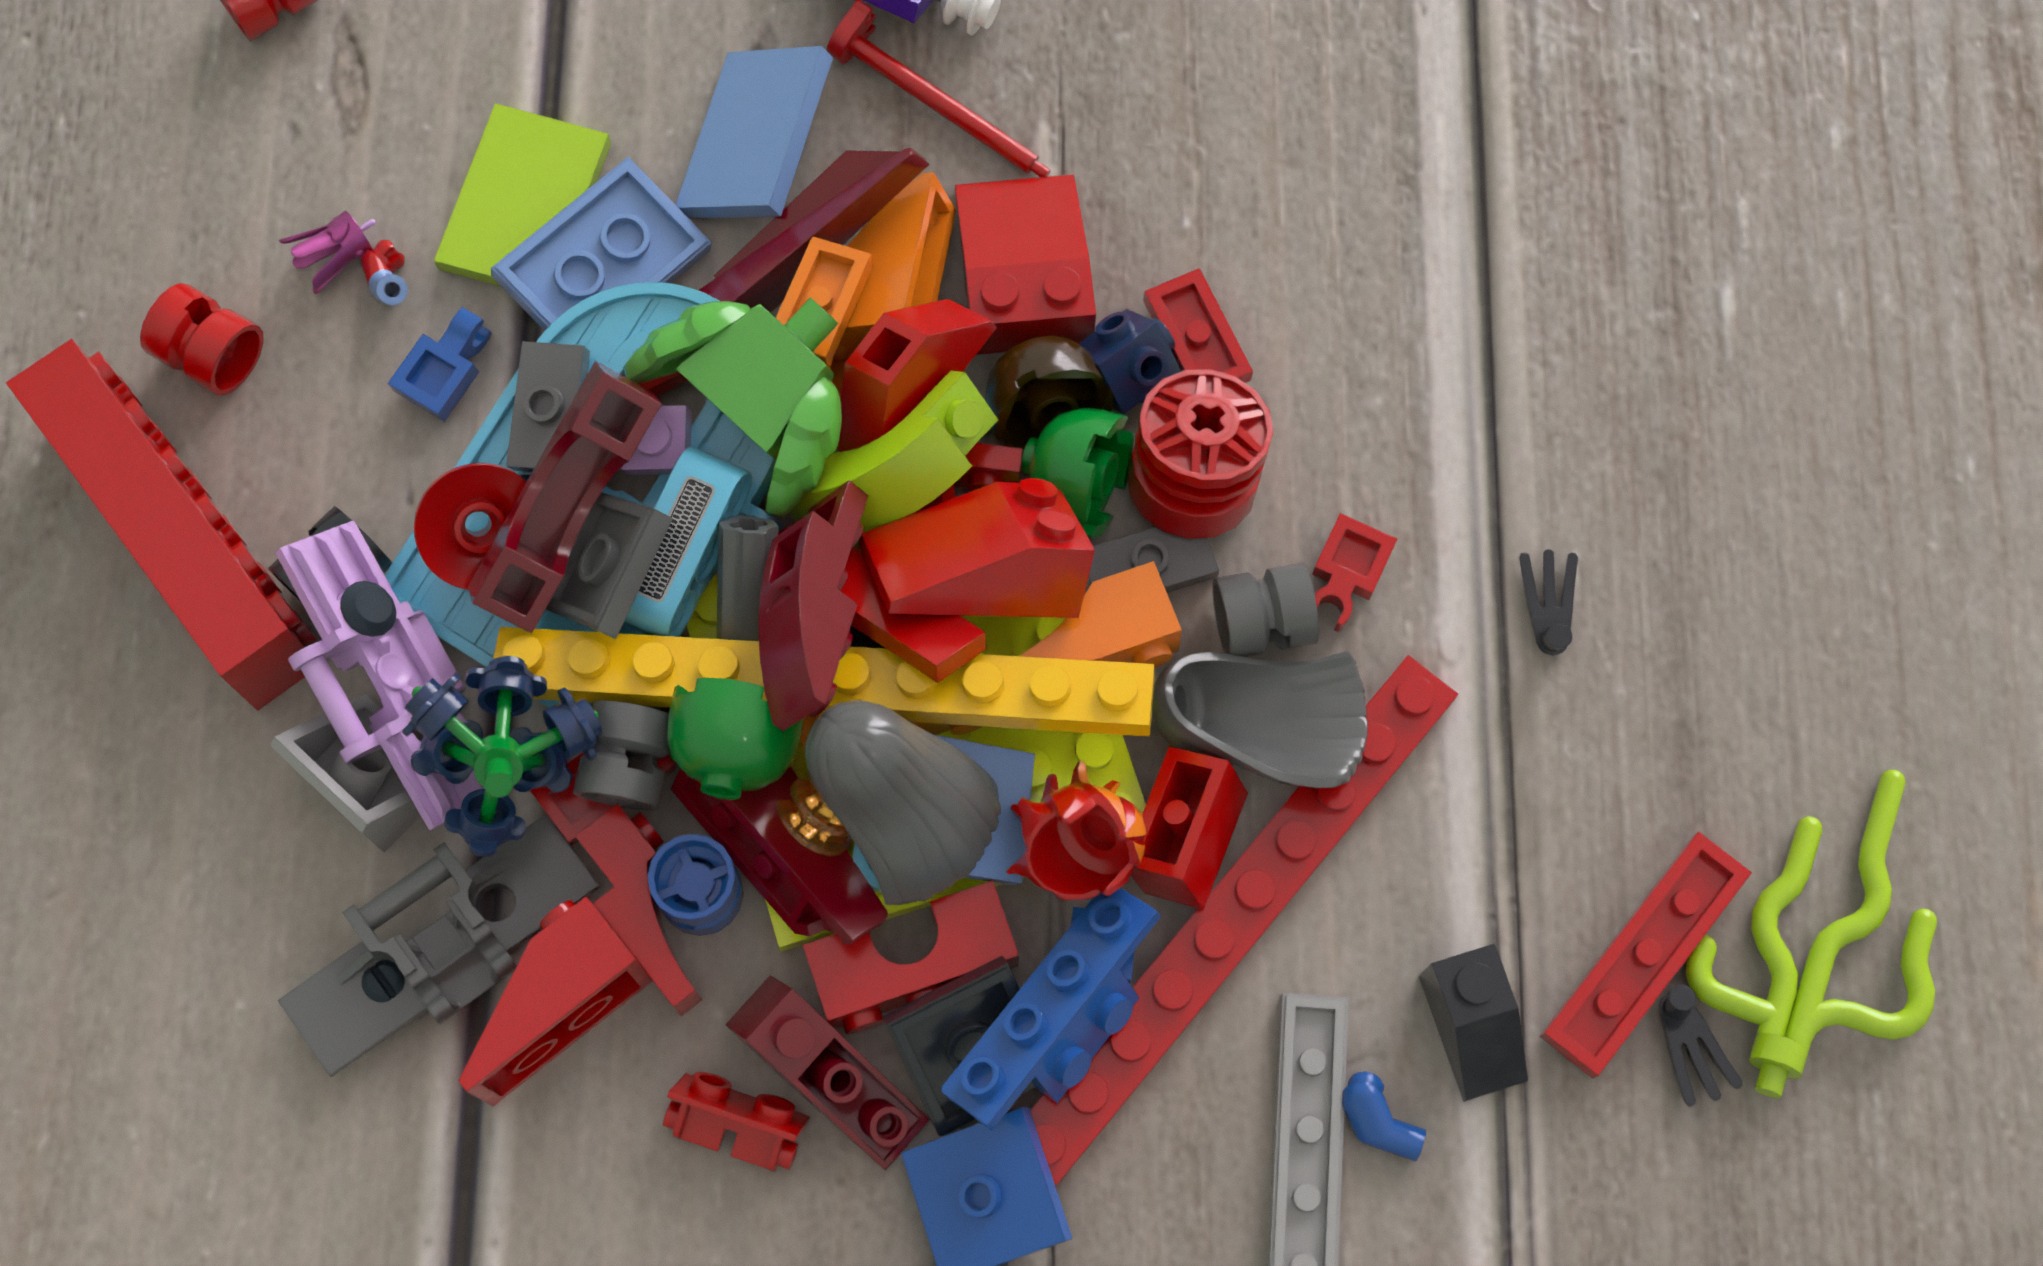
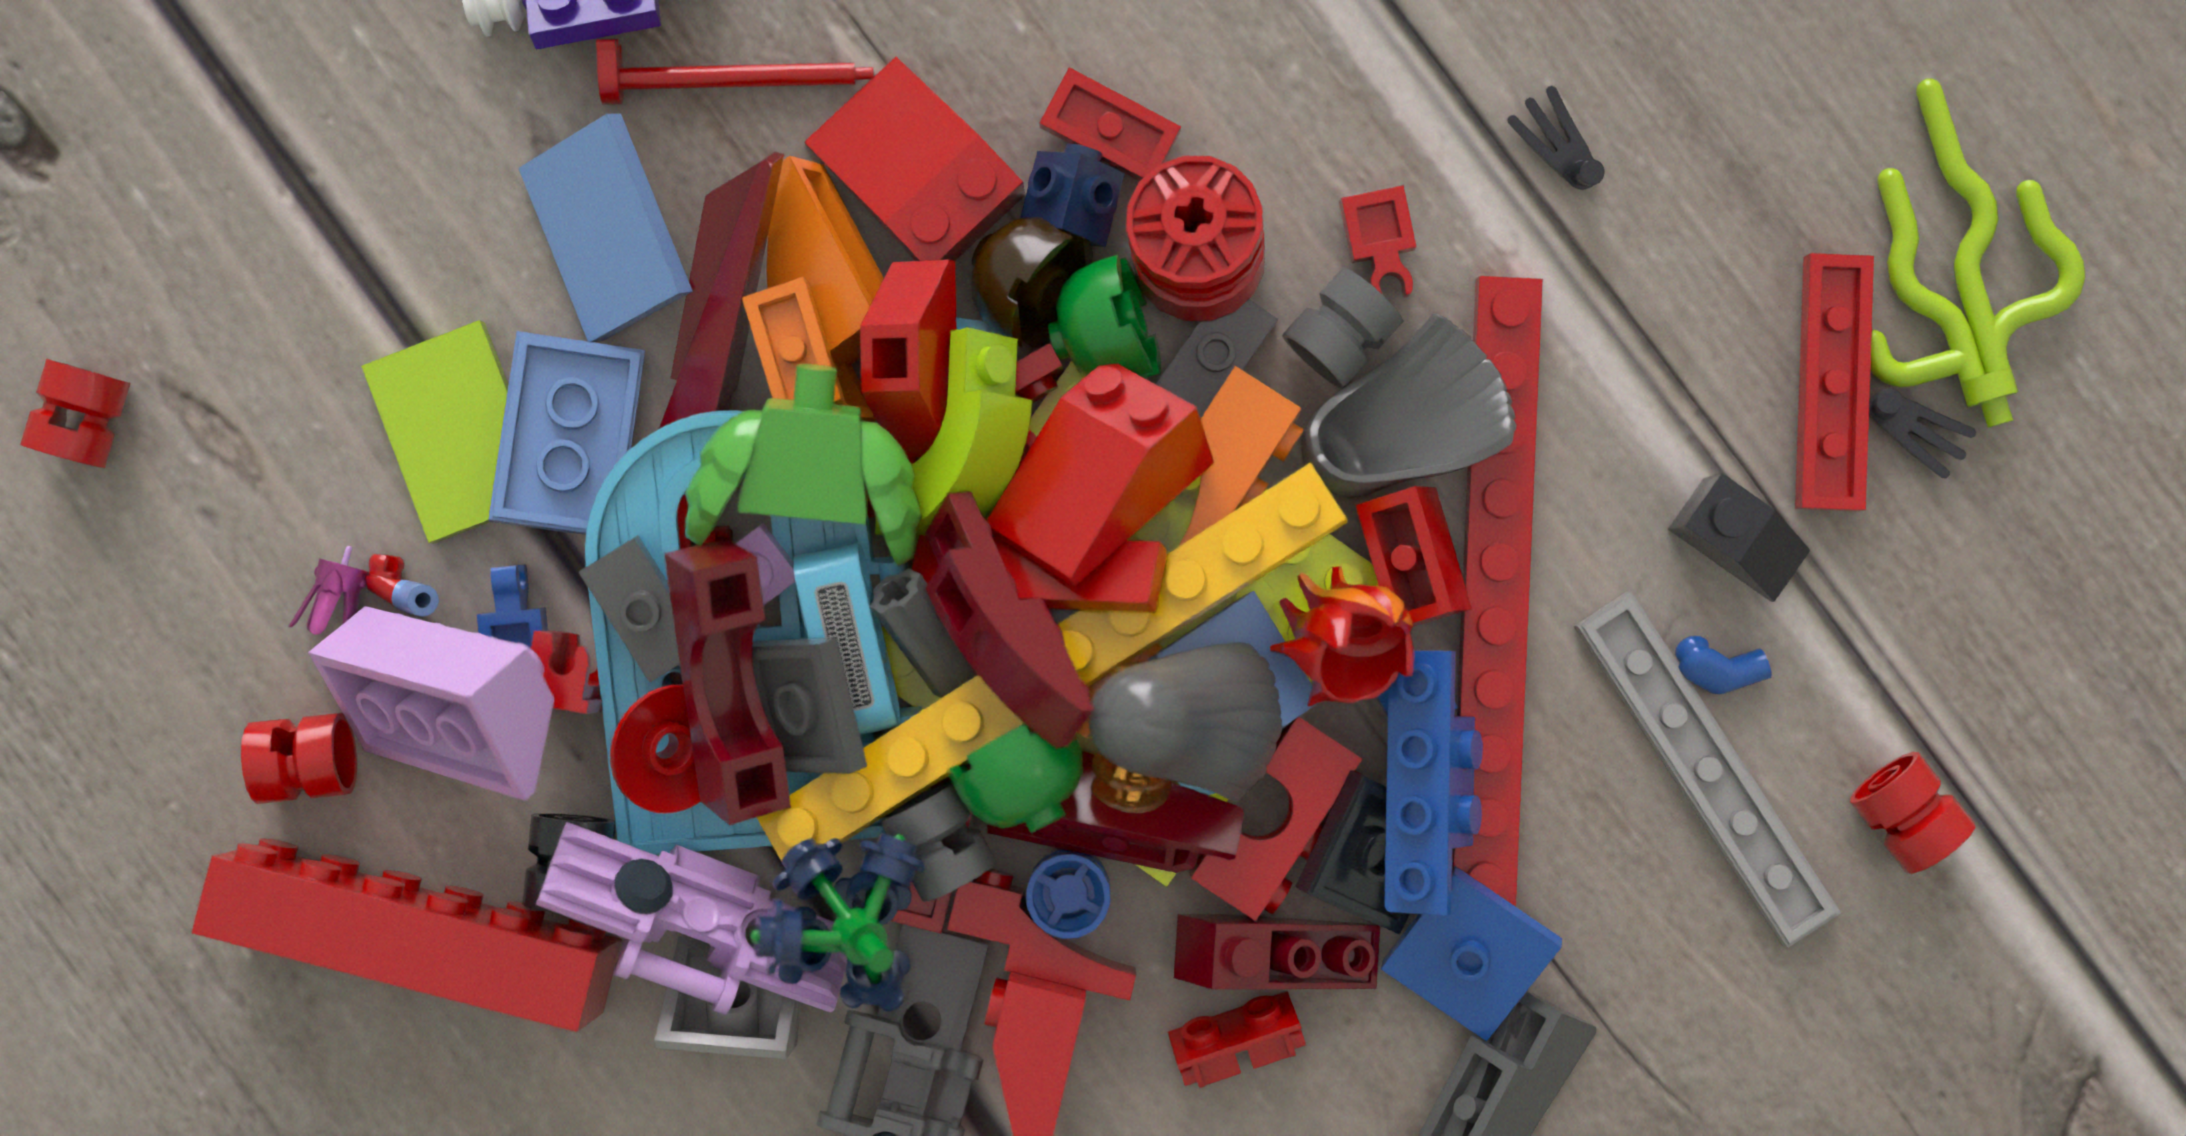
camera: 30 degrees left, 15 degrees up
(340, 358) = (440, 698): none -> lavender slope
(443, 410) = (568, 671): none -> red hinge

